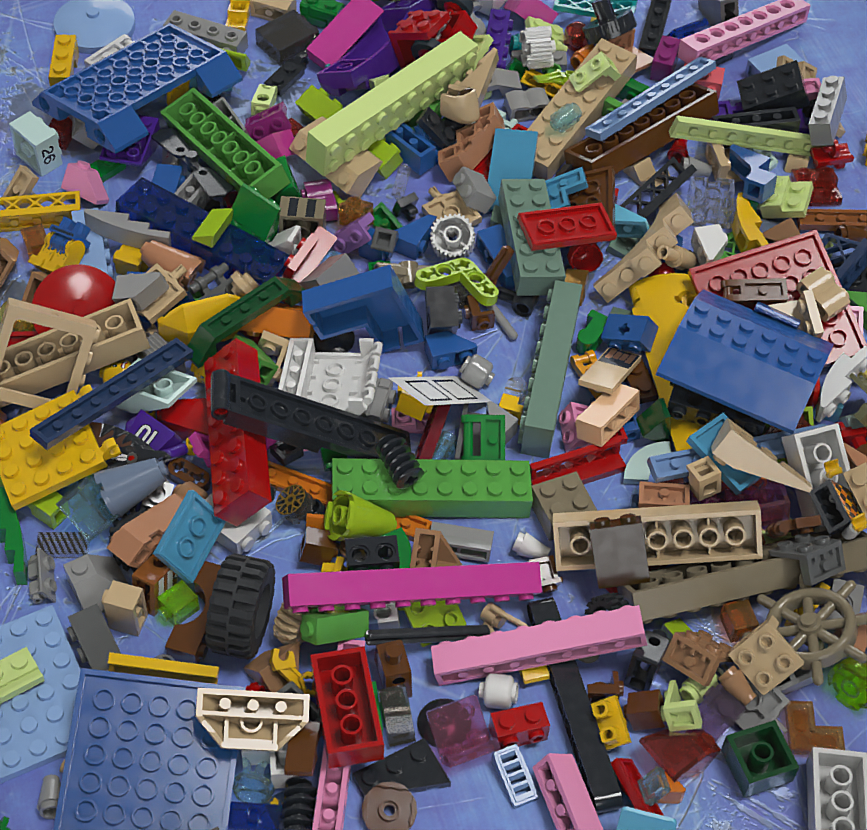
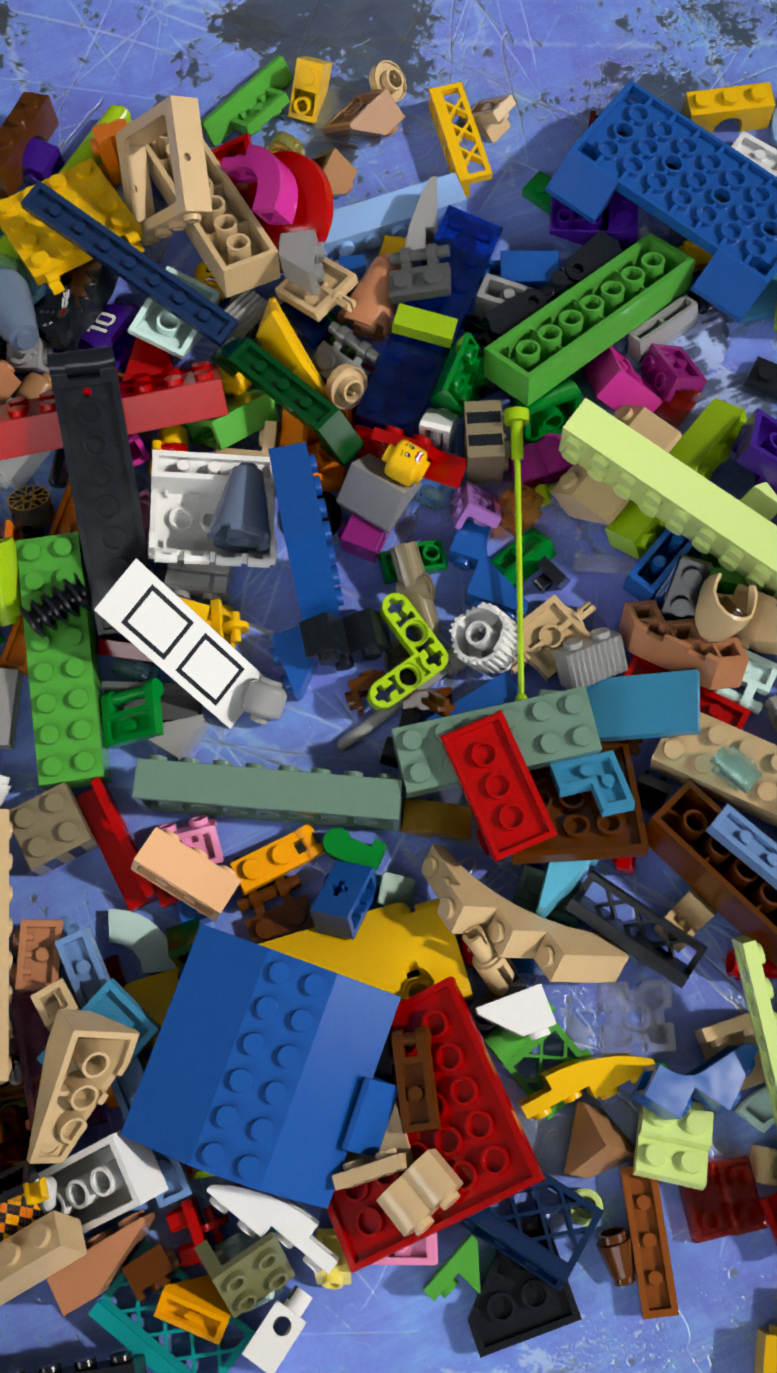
camera: 90 degrees right, 20 degrees up
(33, 239) = (407, 150): clear orange brick -> none
(36, 143) = (565, 107): light aqua brick -> none
(62, 246) = (381, 175): hips -> none
(68, 290) = (277, 186): none -> dark pink arch
(87, 180) = (511, 180): bright pink slope -> none
(178, 225) = (423, 281): none -> dark grey plate
(264, 98) = (721, 361): yellowish green leg -> none
(300, 187) = (517, 418): none -> lime piece
(321, 250) = (405, 463): none -> yellow head
(338, 348) = (242, 512): none -> sand blue cone
(384, 239) = (465, 549): dark grey slope -> none
(513, 396) = (223, 747): leg -> none
(609, 370) = (264, 873): tan piece -> none
(703, 169) = (717, 989): light grey cone -> none

